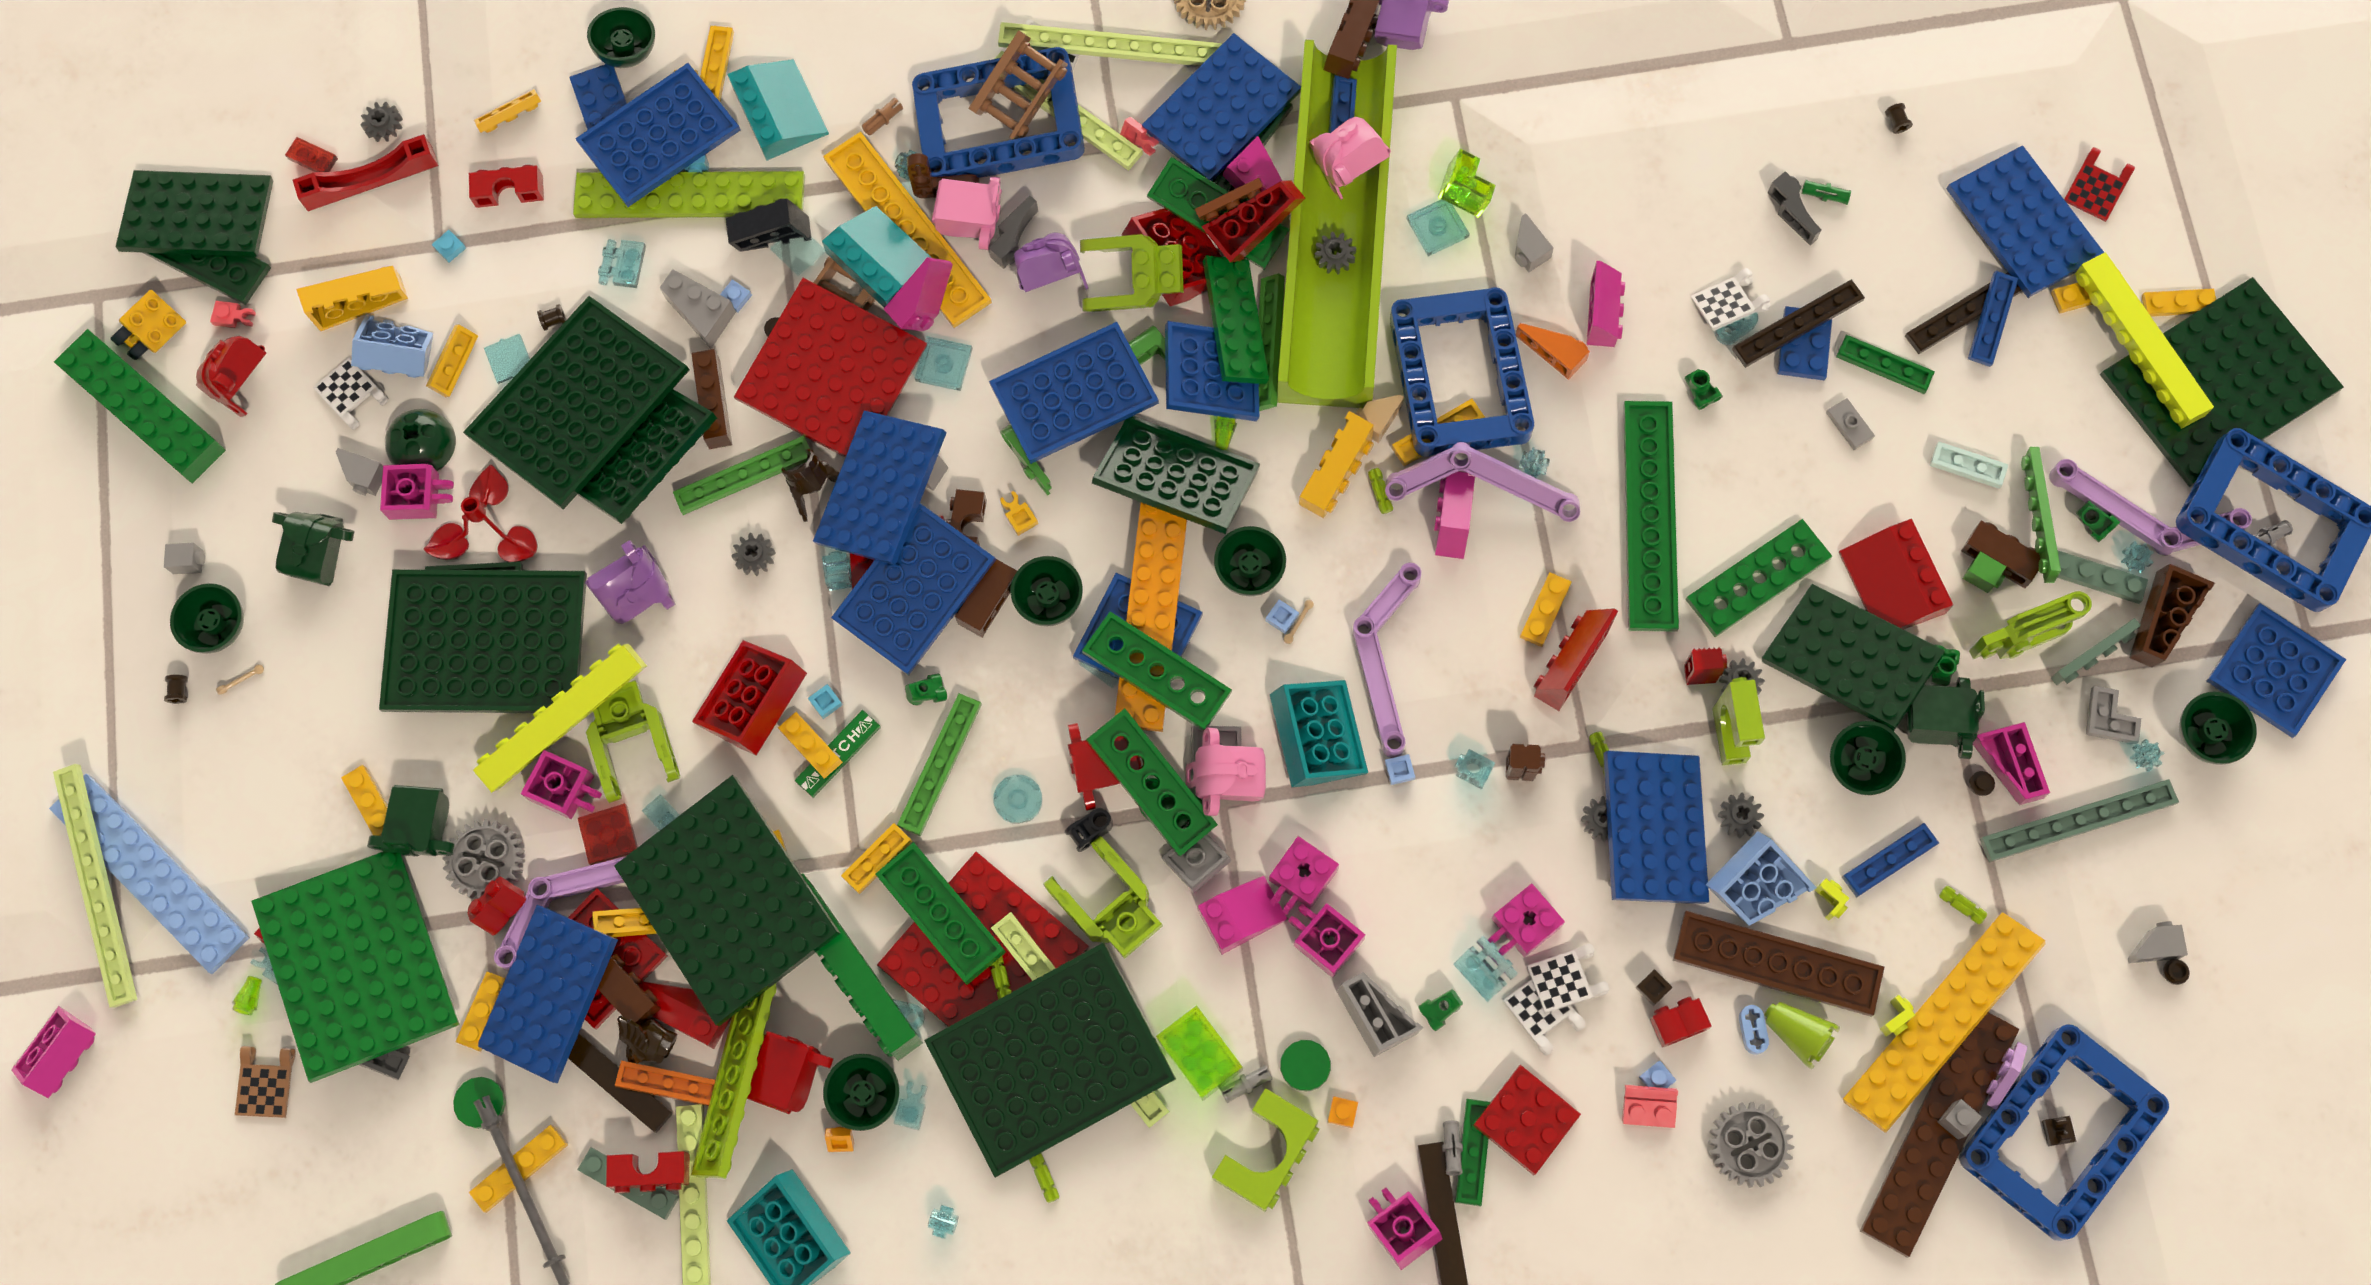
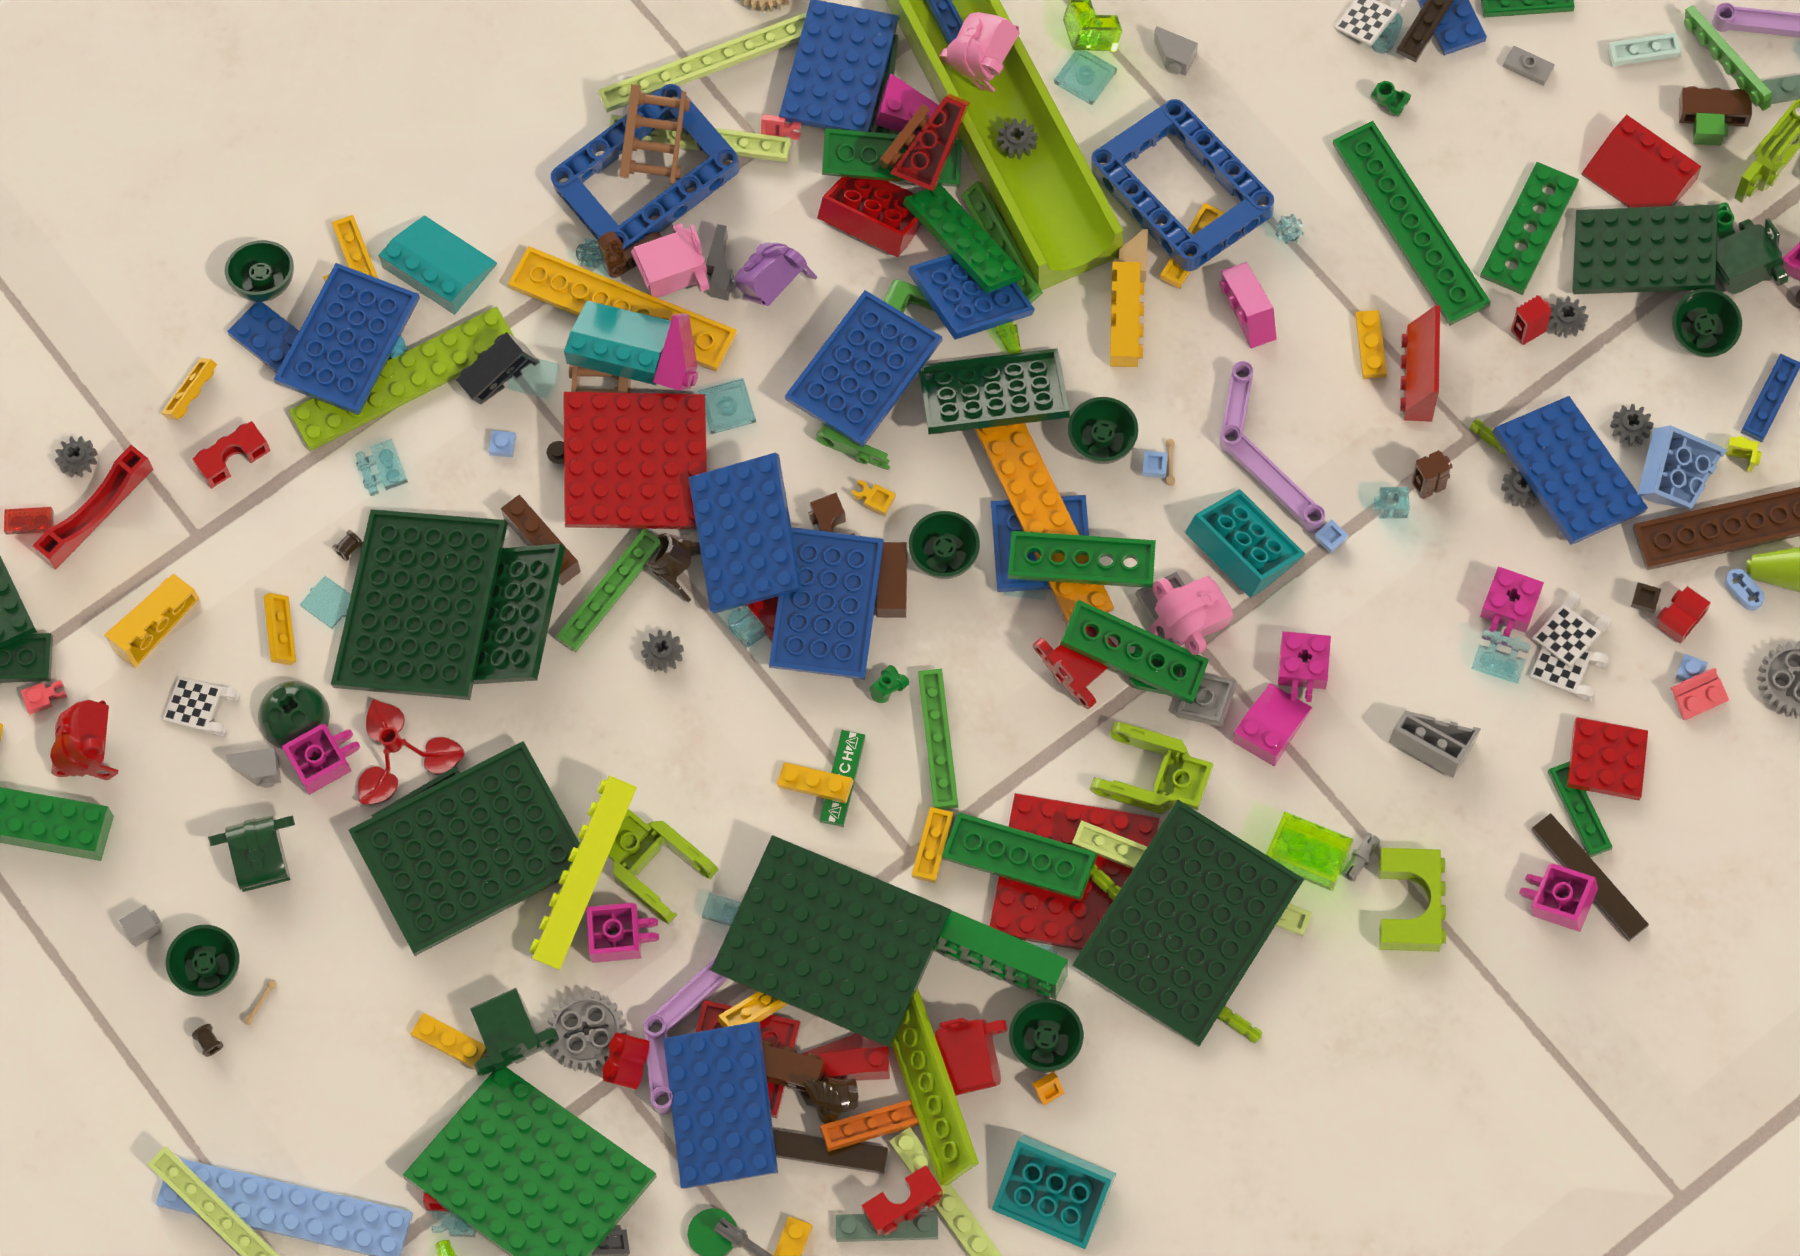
camera: 30 degrees left, 5 degrees down
(391, 348) = (218, 646): light blue wedge -> none
(448, 246) = (209, 533): medium azure plate -> none
(480, 1011) = (665, 1158): yellow plate -> none
(607, 834) = (683, 951): clear red plate -> none
(630, 584) = (572, 732): medium lavender piece -> none
(699, 306) = (476, 467): light grey wedge -> none
(750, 697) = (735, 771): red slope -> none
(825, 701) = (804, 740): medium azure plate -> none
(882, 117) = (538, 224): medium nougat axle -> none
(911, 1111) = (1094, 1031): clear light blue plate -> none
(943, 1221) = (1178, 1104): clear light blue gear -> none
(1017, 799) = (1023, 732): clear light blue tile -> none
(1088, 829) = (1100, 725): black piece -> none
(1154, 271) = (873, 231): lime plate -> none
(1305, 1065) = (1400, 816): green tile -> none
(1327, 923) = (1346, 711): dark pink hinge -> none
(1342, 1112) = (1454, 836): light orange plate -> none
(1379, 486) = (1173, 318): lime axle -> none
(1436, 1011) = (1481, 714): green plate -> none
(1452, 1148) = (1561, 813): light grey pin -> none
(1487, 469) = (1255, 252): lavender piece -> none
(1557, 349) = (1249, 126): orange slope -> none
(1605, 306) = (1268, 70): dark pink slope -> none
(1738, 721) = (1586, 346): lime arch -> none
(2101, 524) = (1778, 42): green plate -> none

